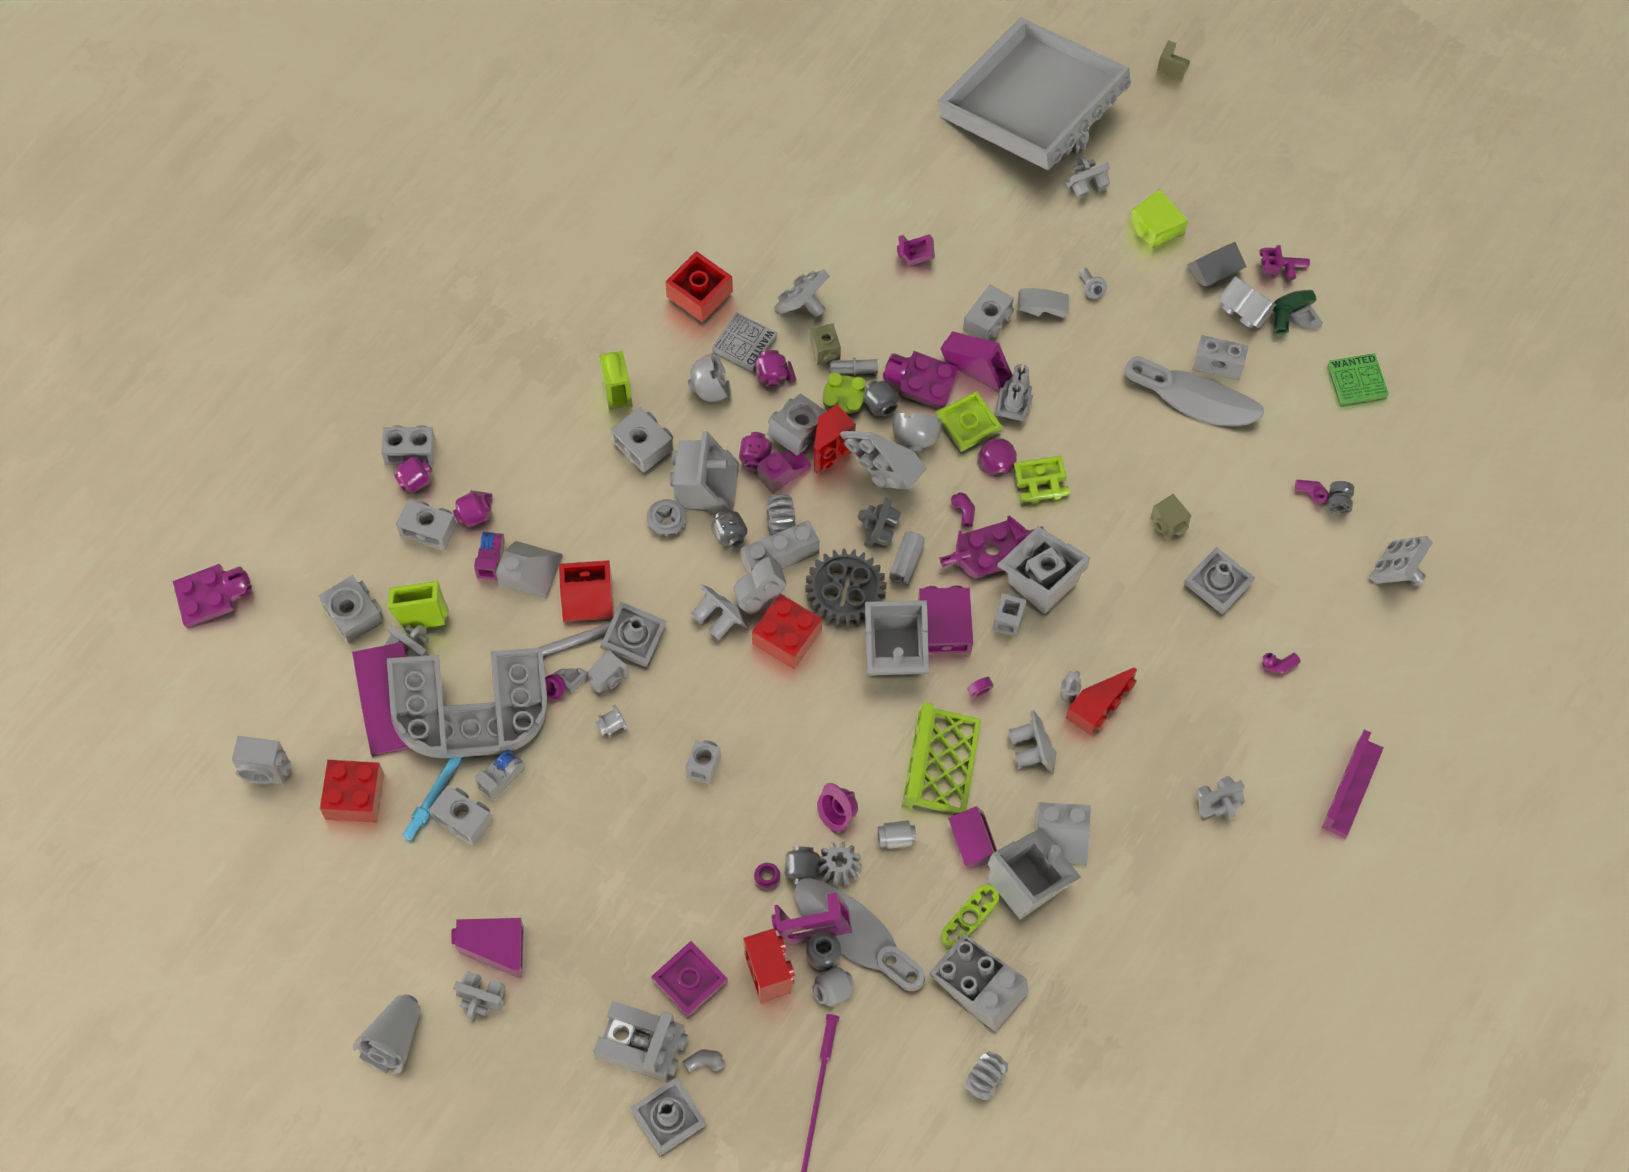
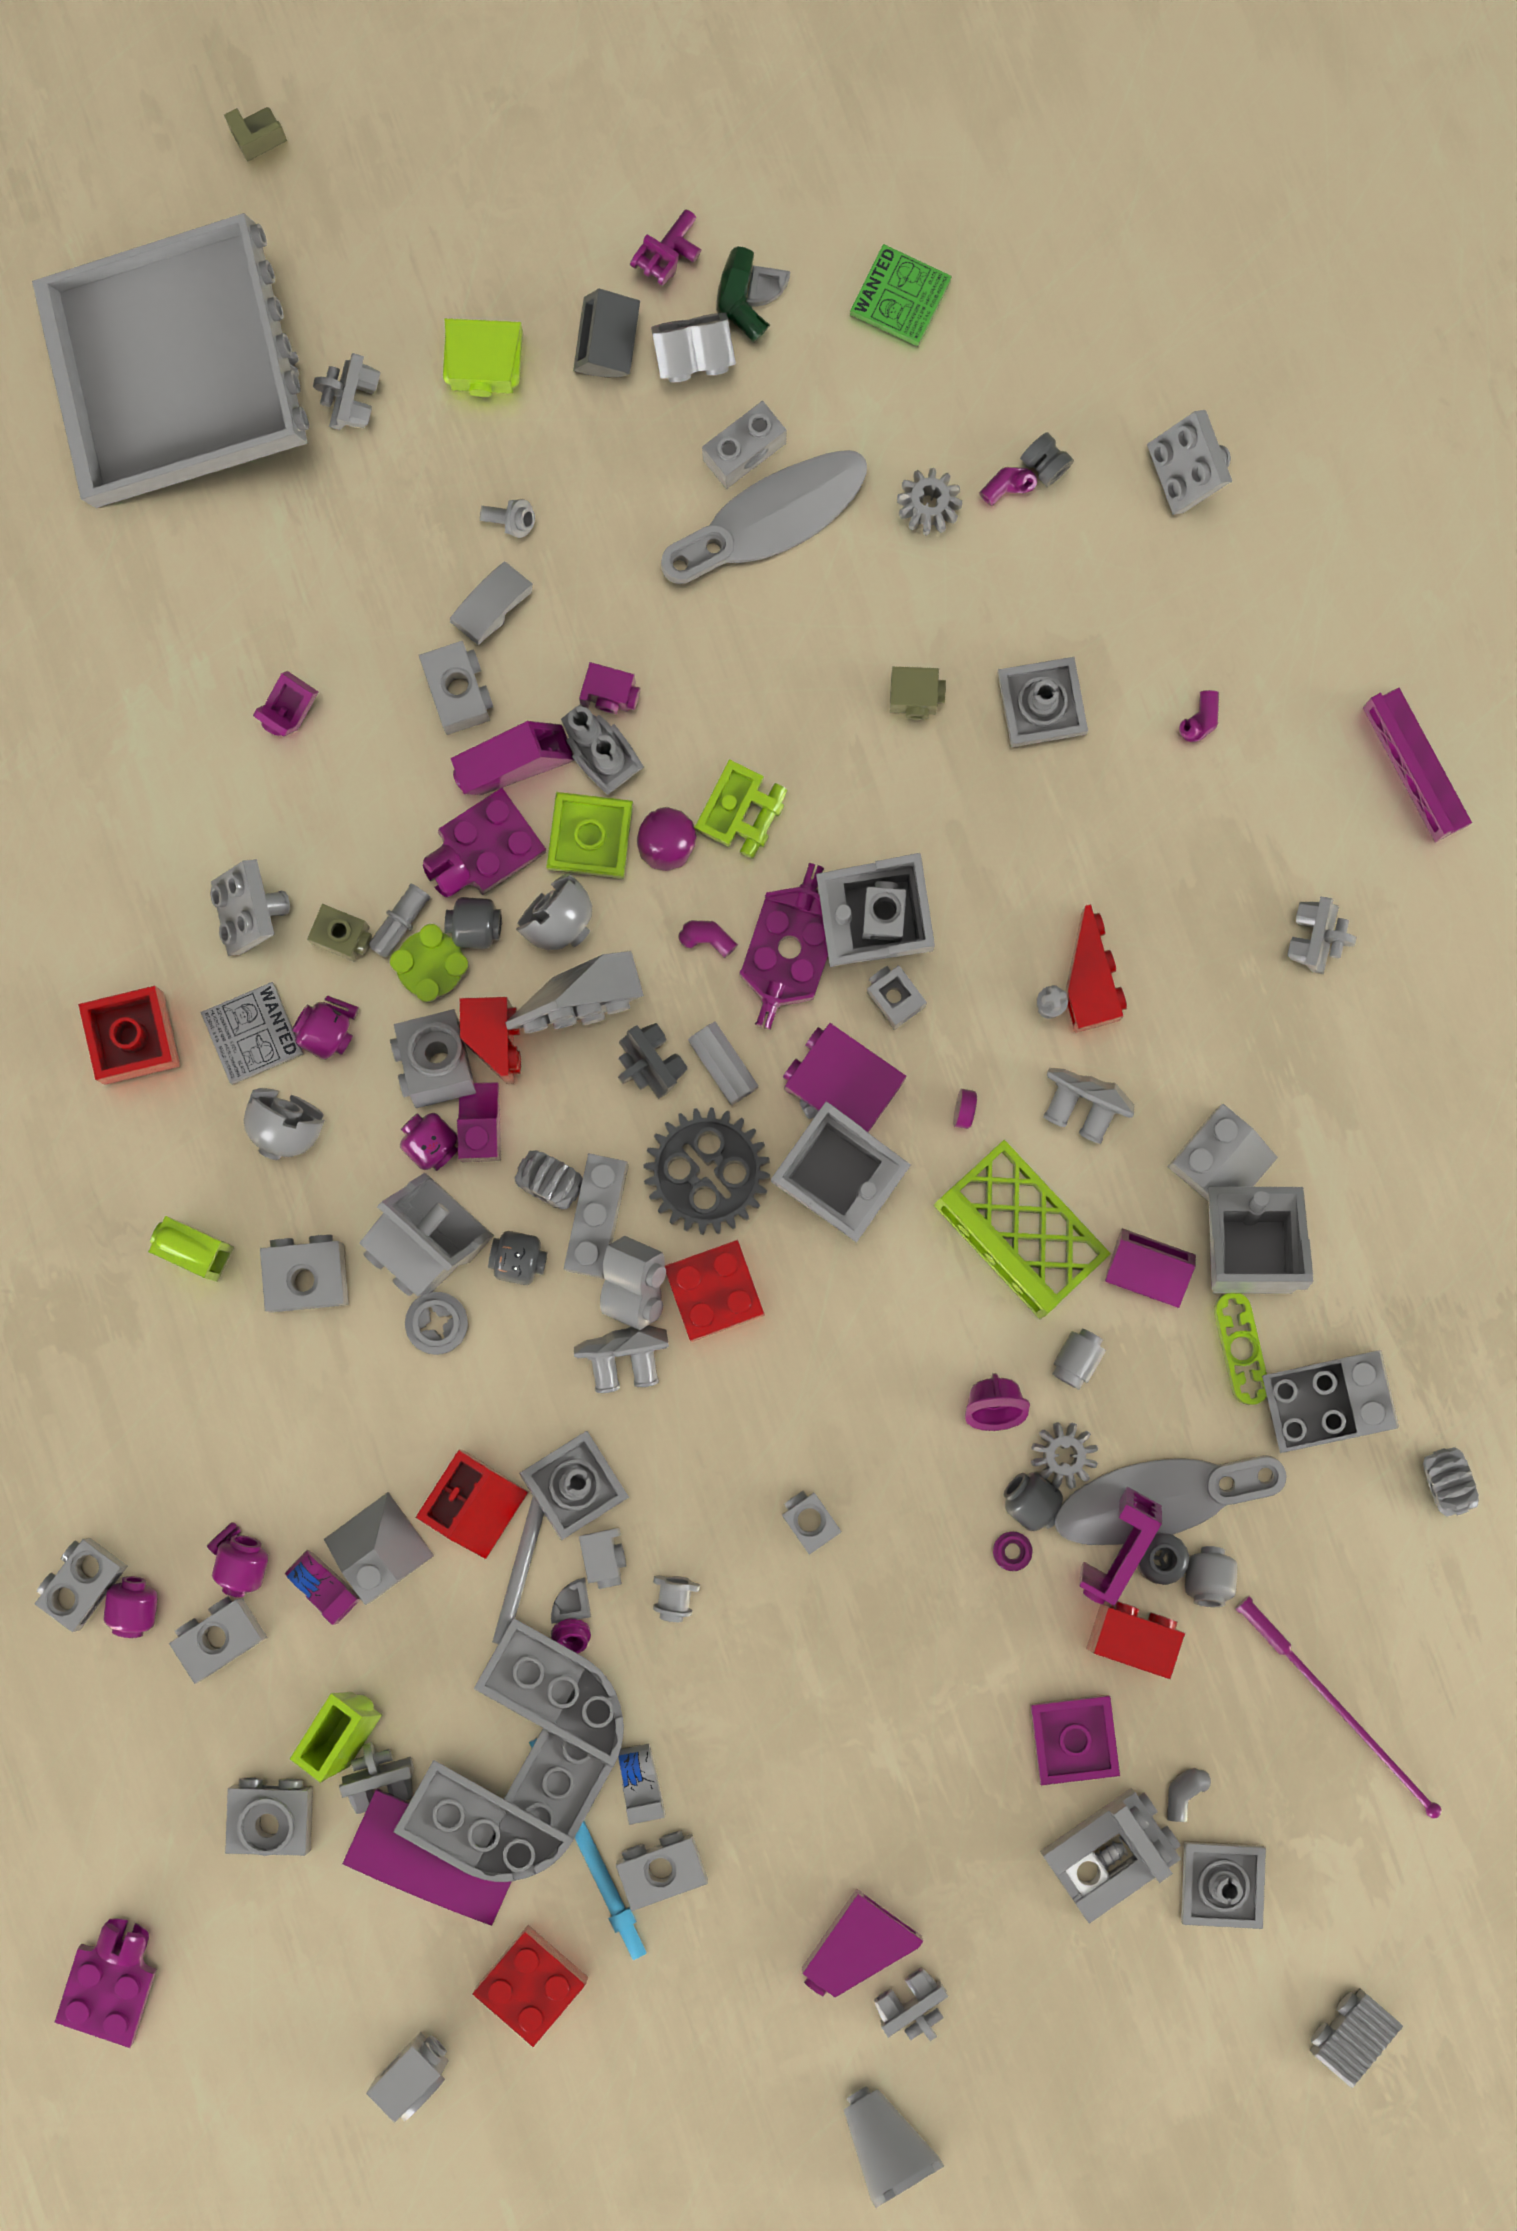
camera: 50 degrees left, 20 degrees up
(1047, 379) = (609, 689): none -> magenta brick
(1270, 458) = (931, 486): none -> light grey gear

